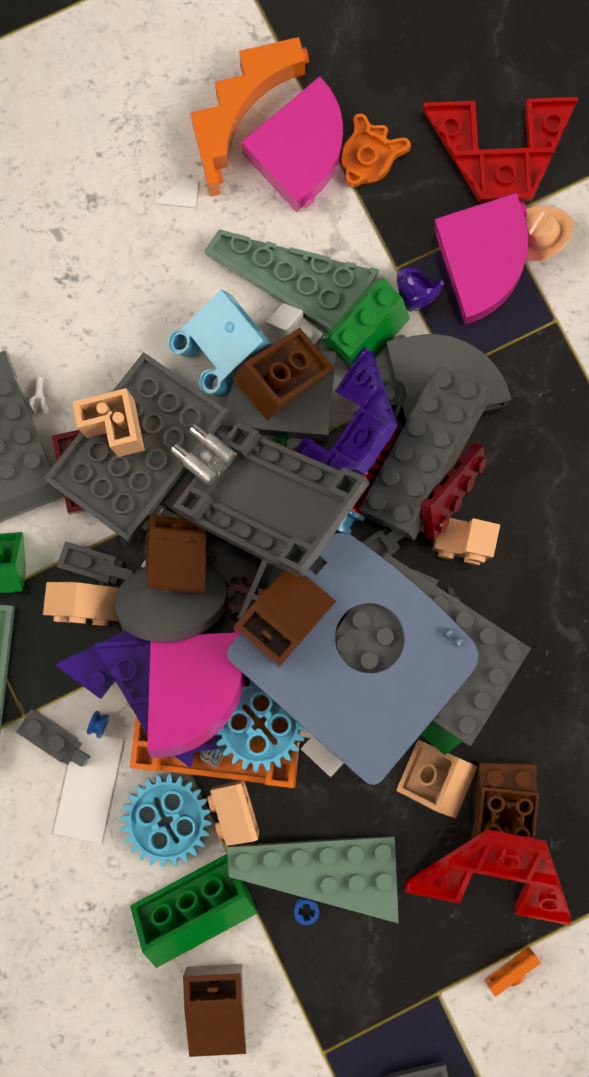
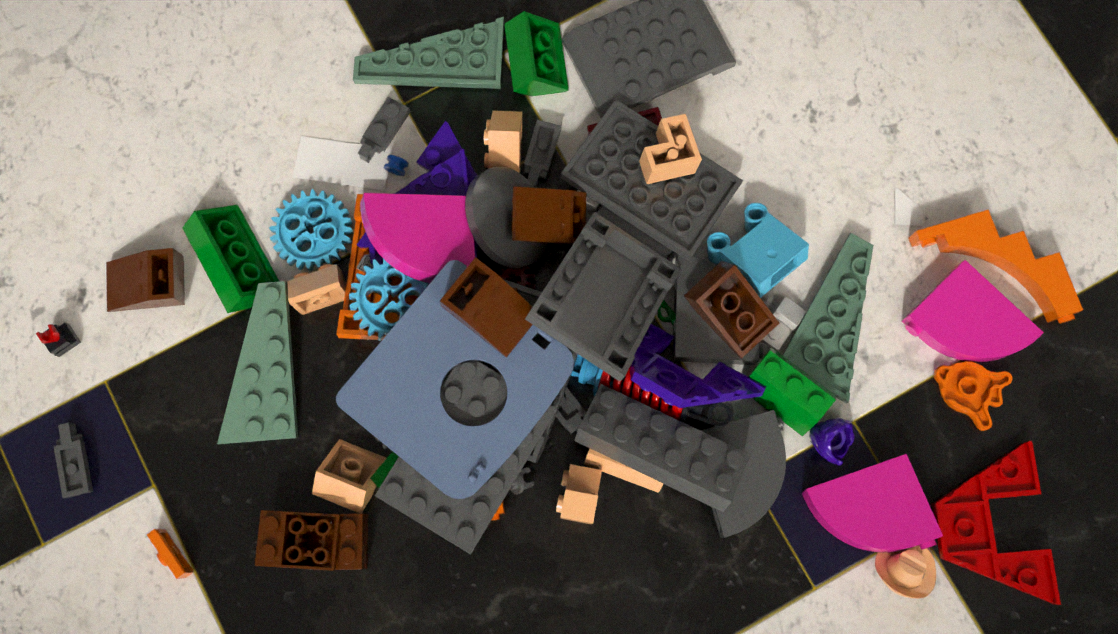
camera: 90 degrees right, 5 degrees down
(38, 400) = (690, 93): white hand -> none
(207, 458) = (642, 240): clear piece -> none
(299, 915) = (225, 353): blue bush -> none
(449, 497) = (619, 474): dark red wing -> none
(501, 857) = (270, 538): red wing -> none

